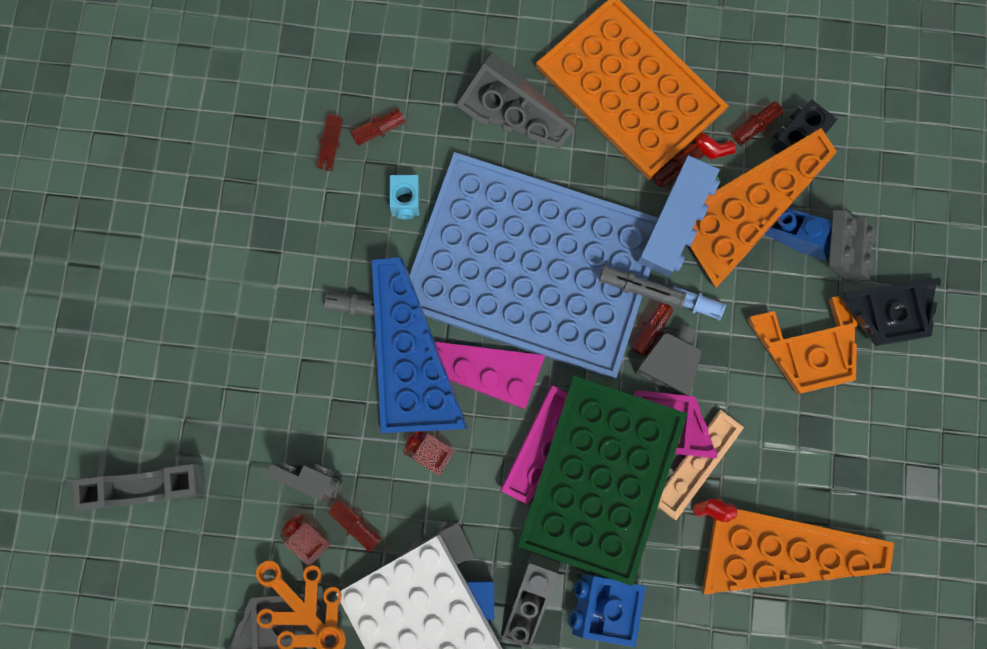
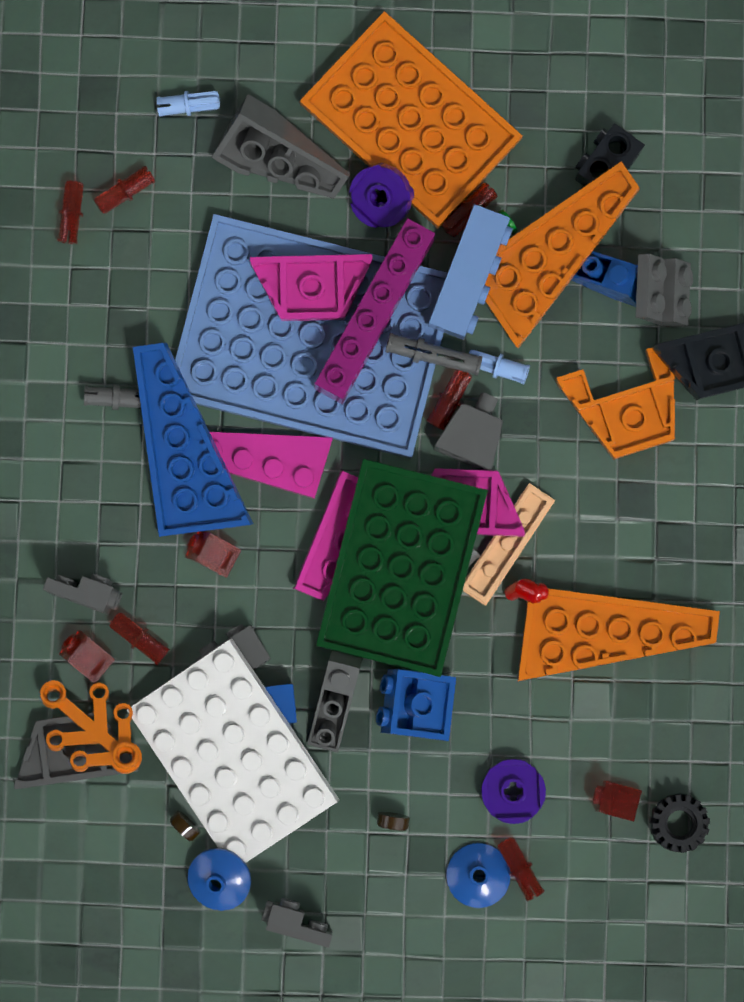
camera: 10 degrees left, 5 degrees up
(405, 185) = (162, 256): medium azure brick -> none
(439, 59) = (188, 103): none -> light blue axle
(536, 218) = (311, 285): none -> dark pink wing
(591, 244) = (374, 311): none -> magenta brick
(602, 131) = (398, 196): none -> dark purple plate
(712, 149) = (506, 186): red arm -> none
(756, 123) = (556, 153): clear red axle -> none

